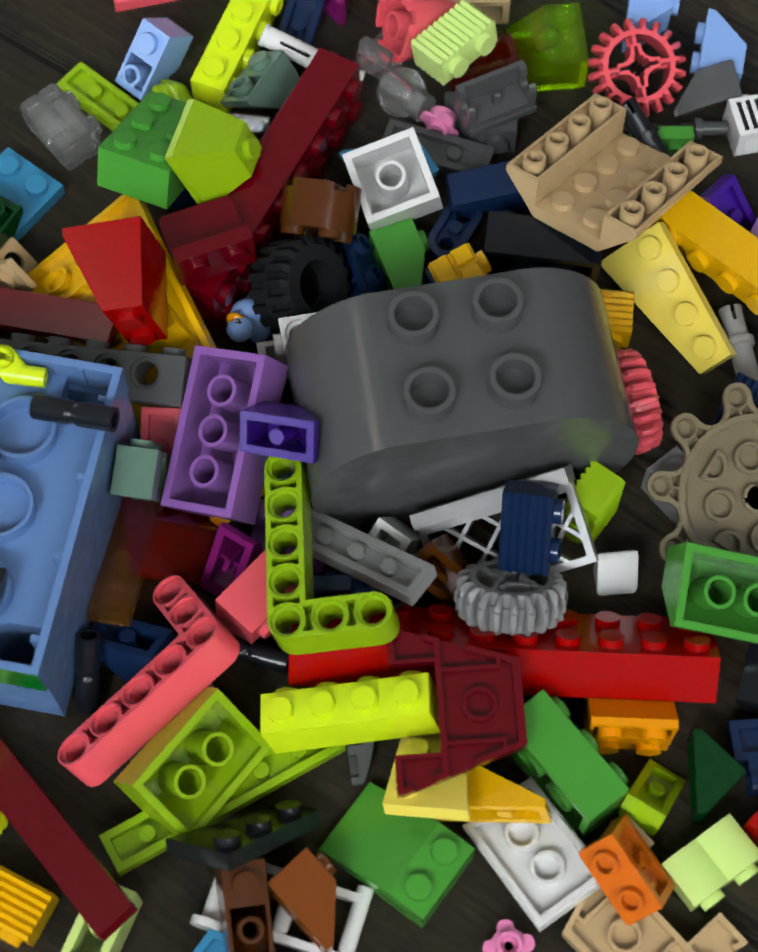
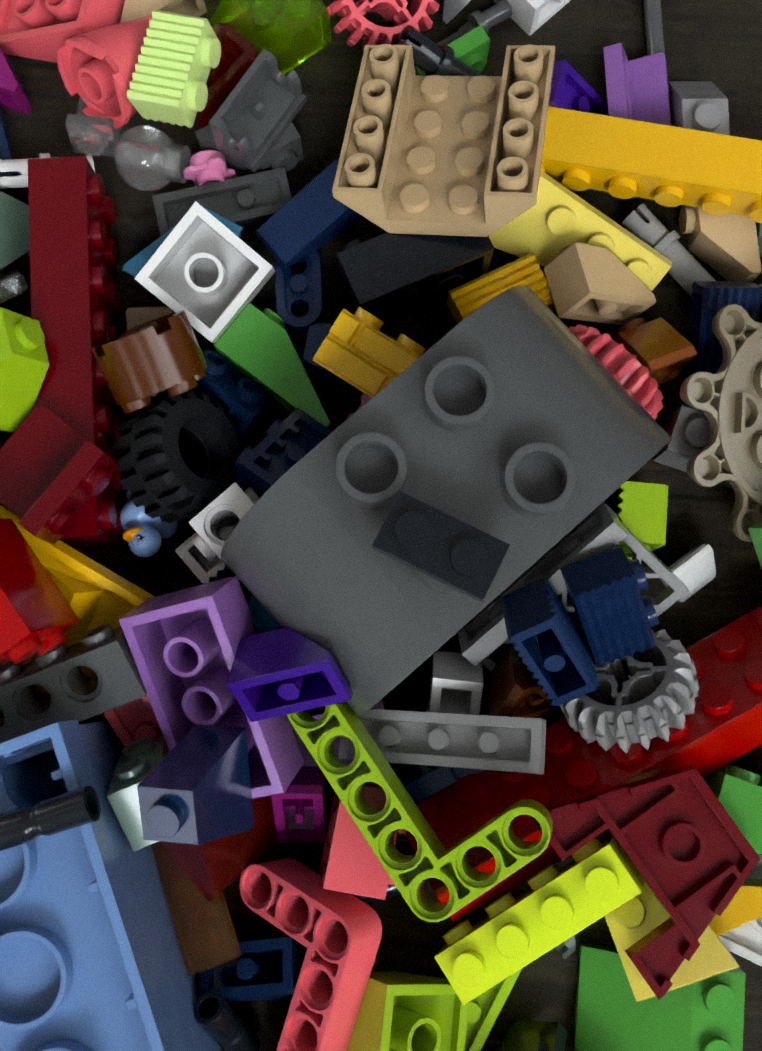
camera: 30 degrees left, 15 degrees up
(179, 474) = (199, 788): none -> dark blue slope
(425, 377) = (440, 546): none -> black plate
(471, 526) = (549, 643): none -> dark blue brick
(666, 338) = (595, 286): none -> tan slope
(677, 397) = (656, 347): none -> dark orange slope

